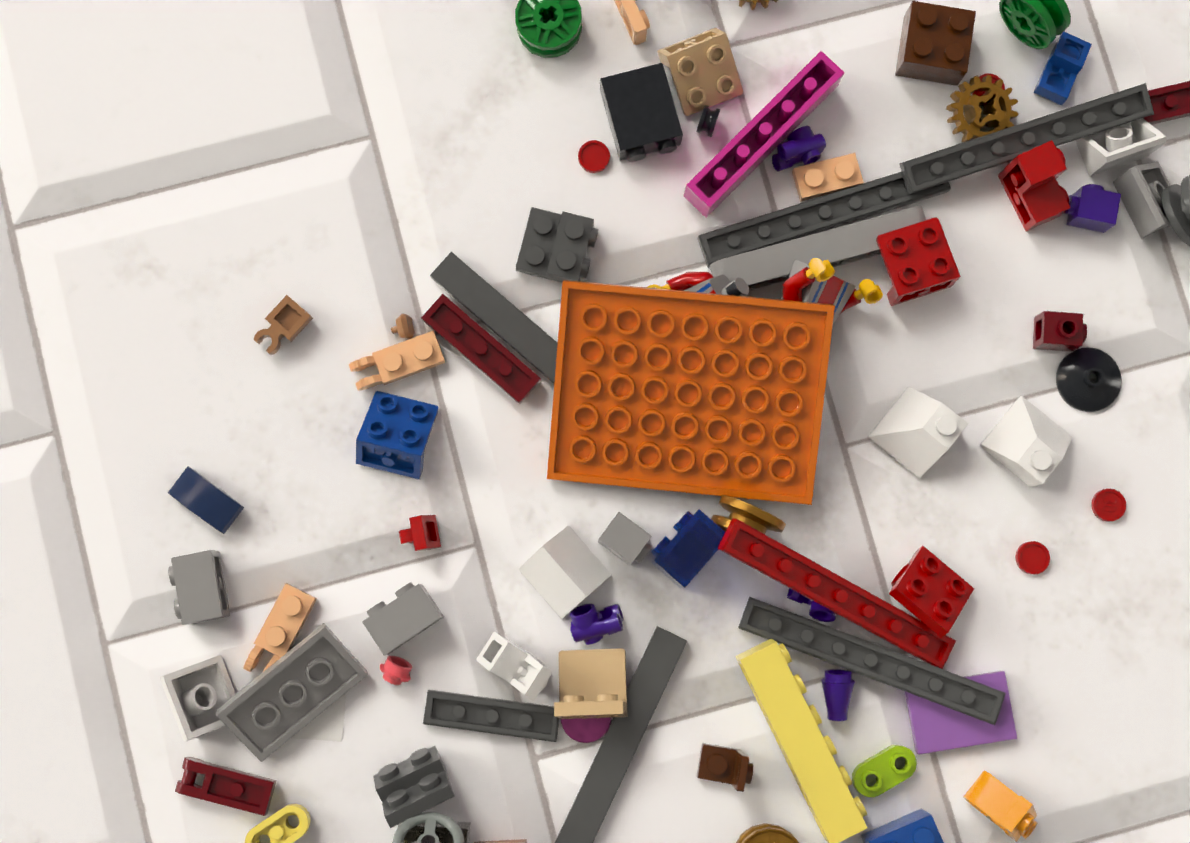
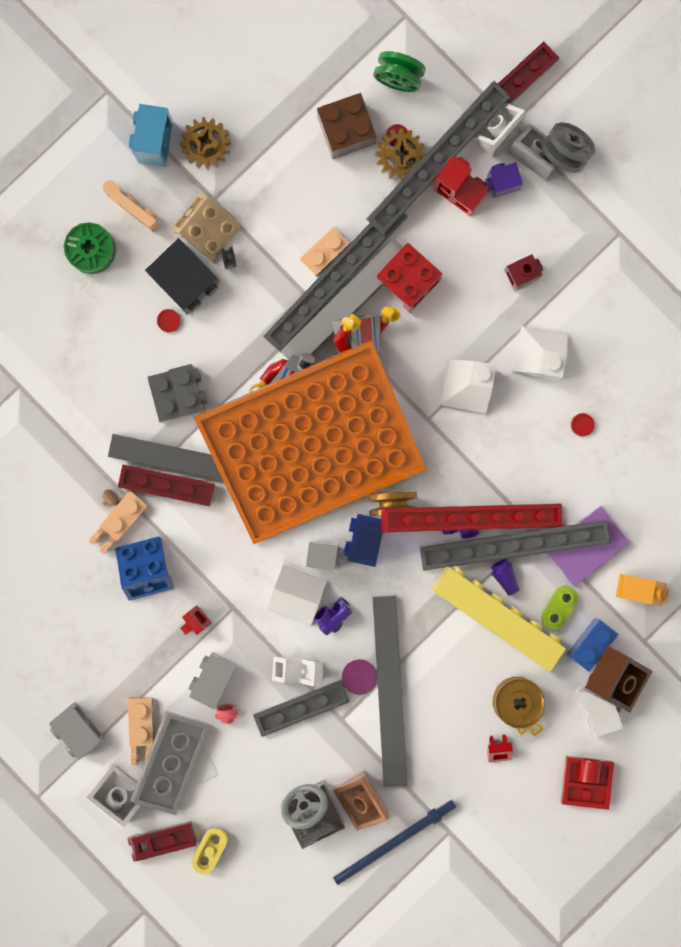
camera: 25 degrees left, 5 degrees up
(205, 500) = (48, 675): dark blue slope -> none
(286, 320) = (34, 536): medium nougat plate -> none
(413, 785) = (276, 777): dark grey plate -> none
(592, 684) = (351, 655): tan bracket -> none
(725, 766) = (459, 659): reddish brown bracket -> none
(763, 134) = (268, 248): dark pink brick -> none
(800, 147) = (298, 241): dark purple plate -> none
(931, 591) = (529, 482): red plate -> none
(1062, 68) = (437, 95): blue slope -> none
(1075, 385) = (549, 297): black dish -> none
(1108, 505) = (612, 365): red piece -> none

